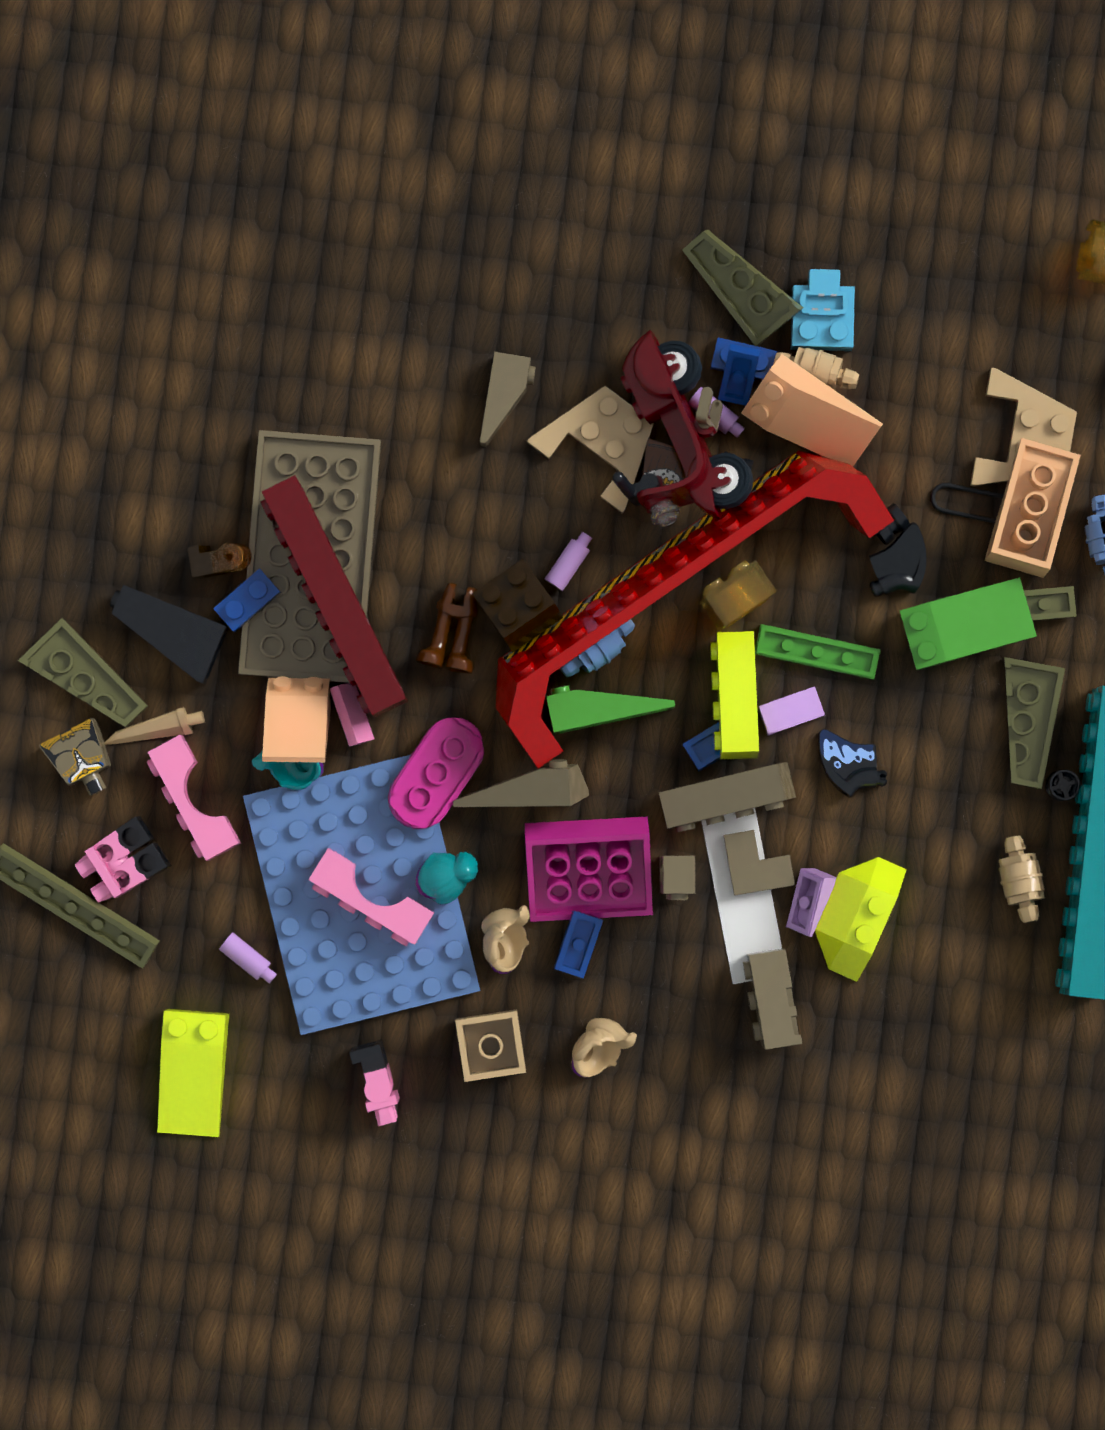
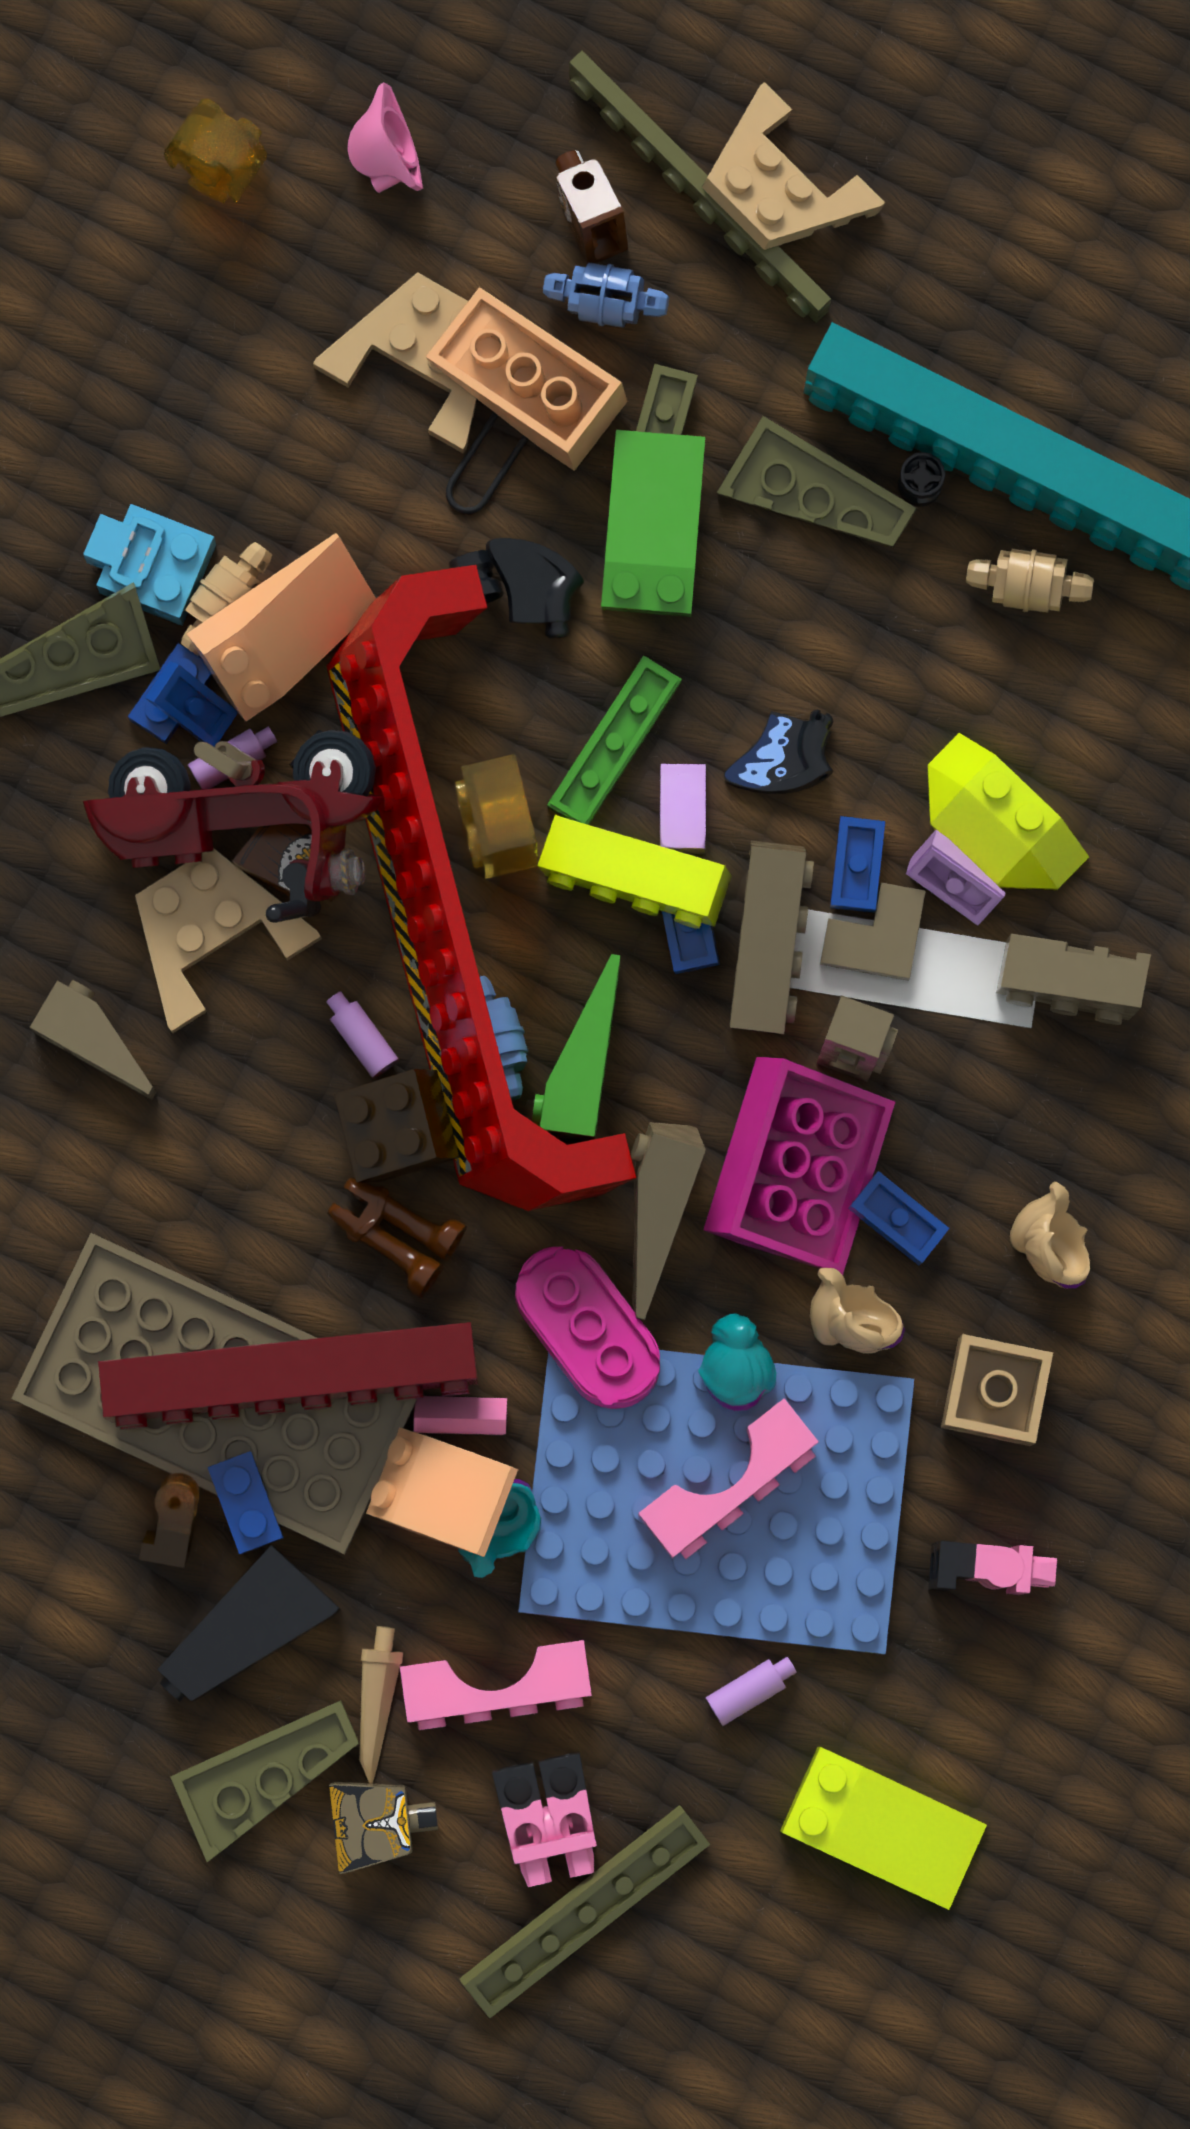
camera: 70 degrees left, 5 degrees down
(796, 835) = (857, 864): none -> blue plate

